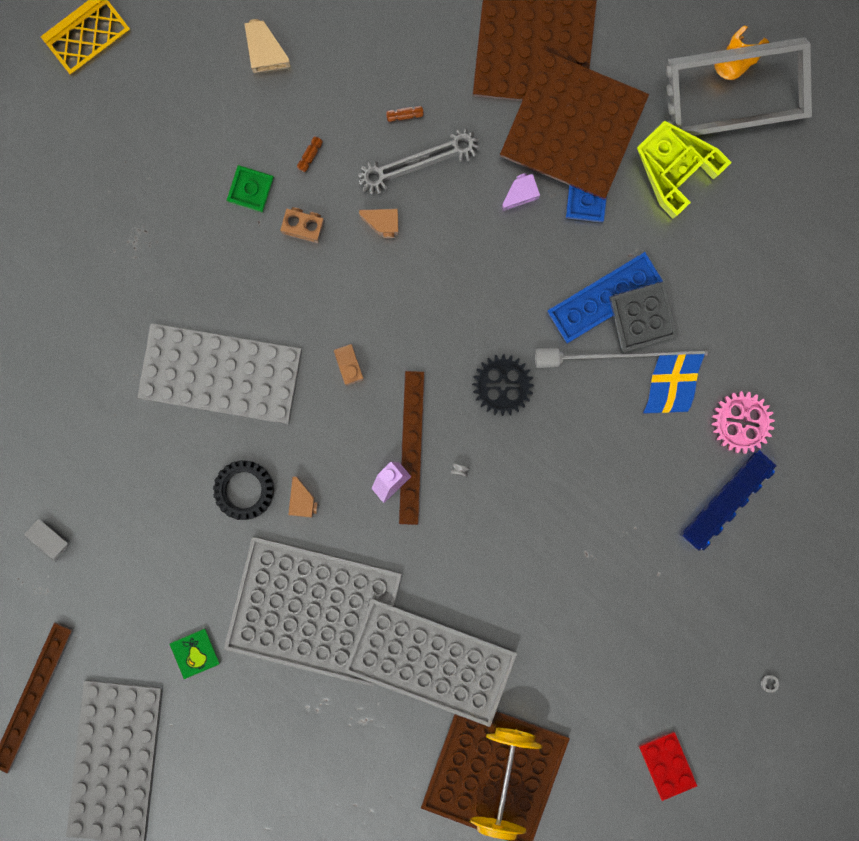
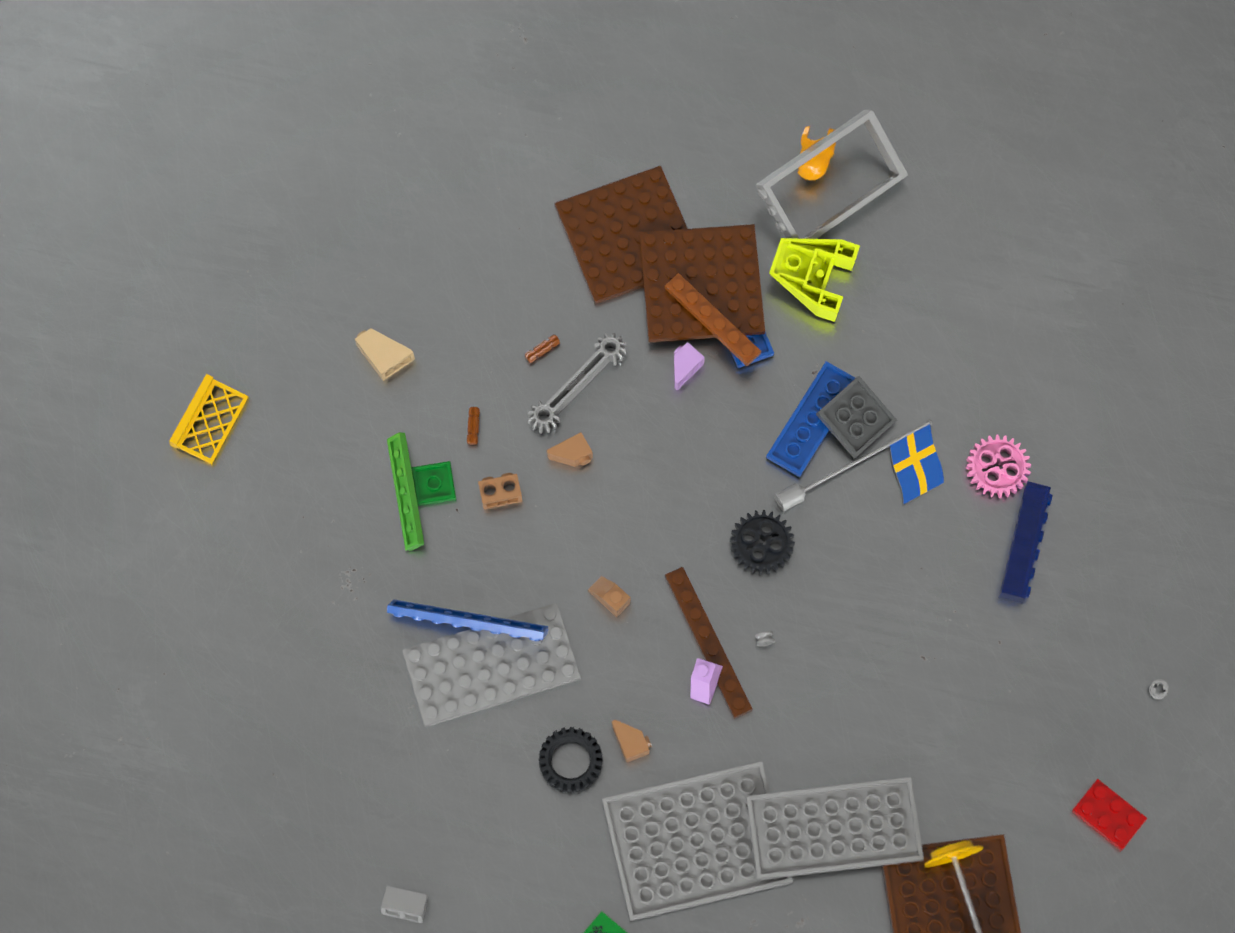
camera: 25 degrees left, 15 degrees down
(216, 326) = (460, 618): none -> plate
(221, 184) = (405, 491): none -> bright green plate
(564, 165) = (712, 319): none -> dark orange plate

